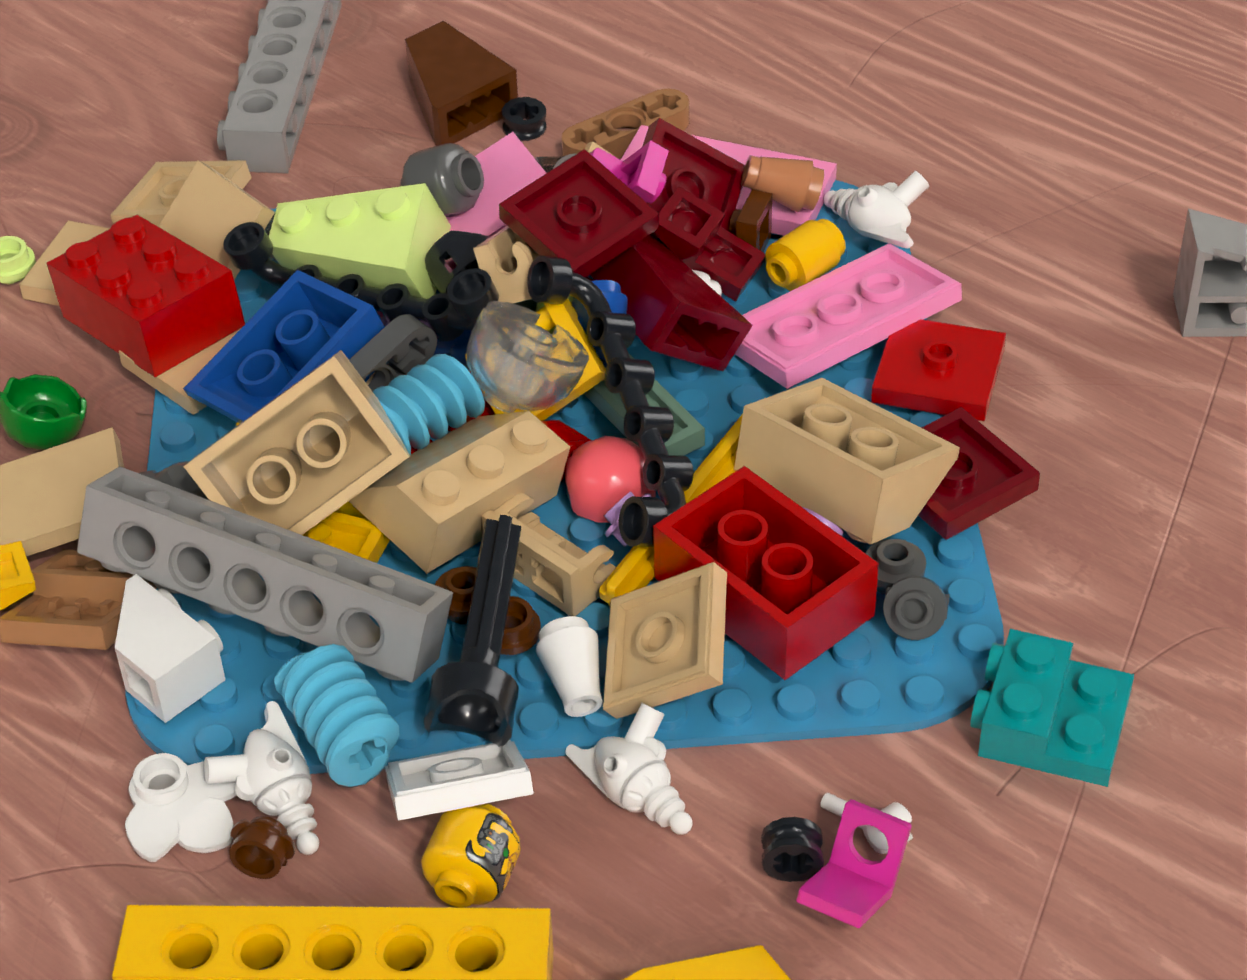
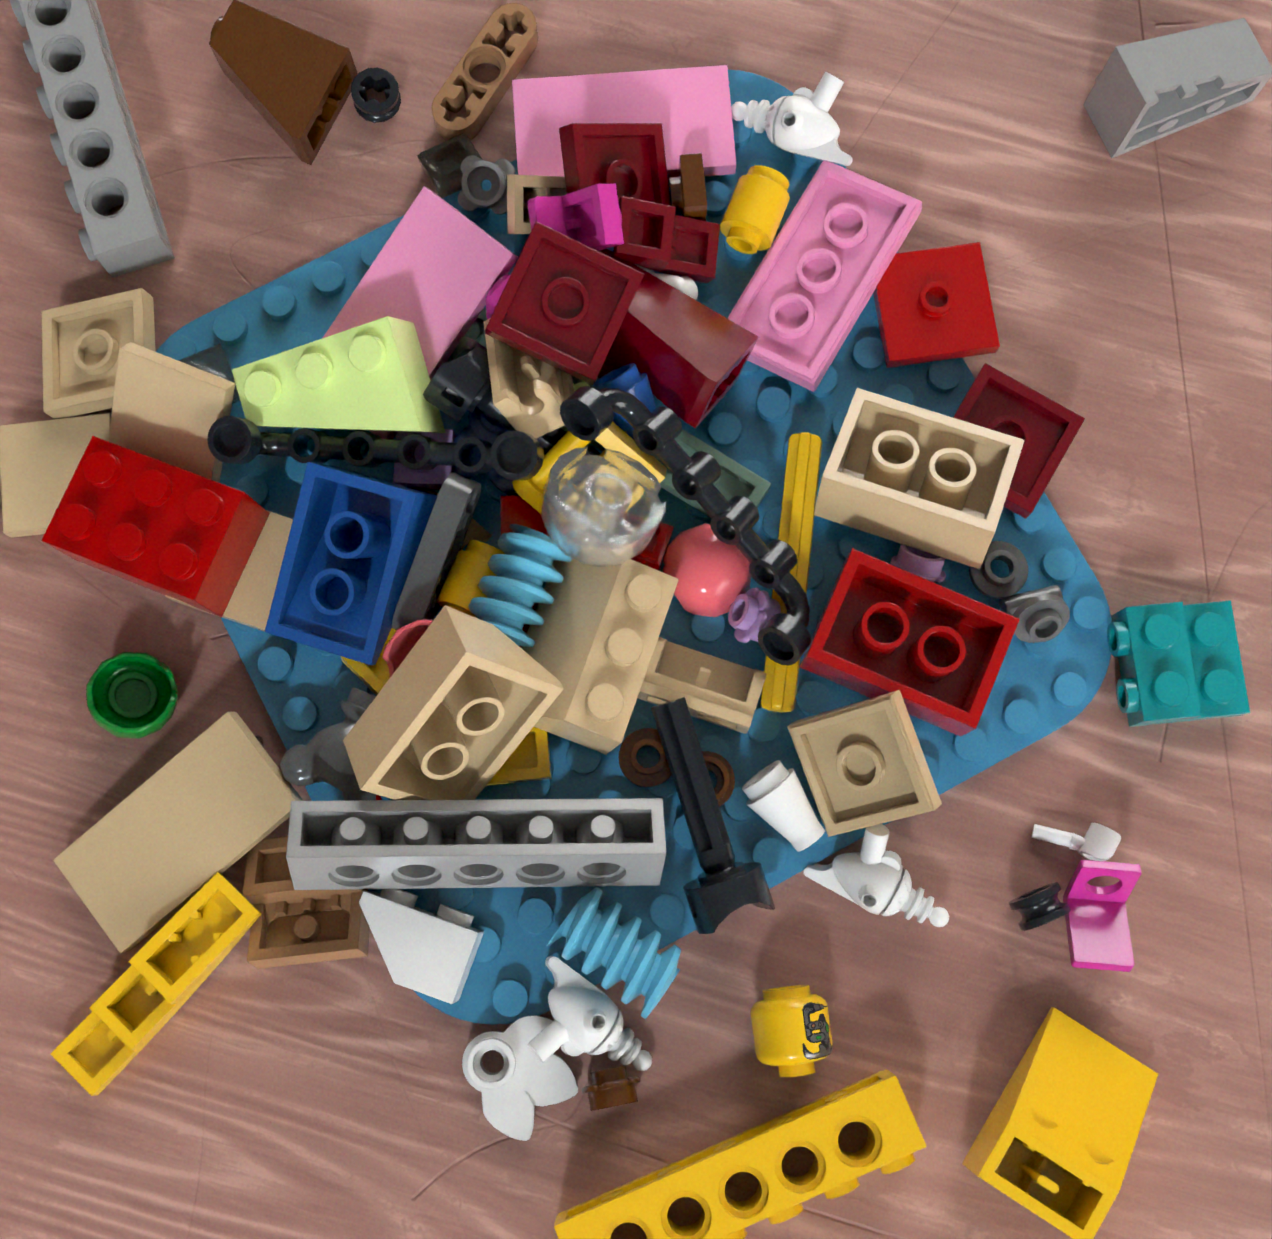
camera: 25 degrees left, 35 degrees up
(450, 175) = (388, 283): dark grey head -> none
(457, 779) = (749, 971): white plate -> none
(790, 181) = (707, 129): nougat cone -> none

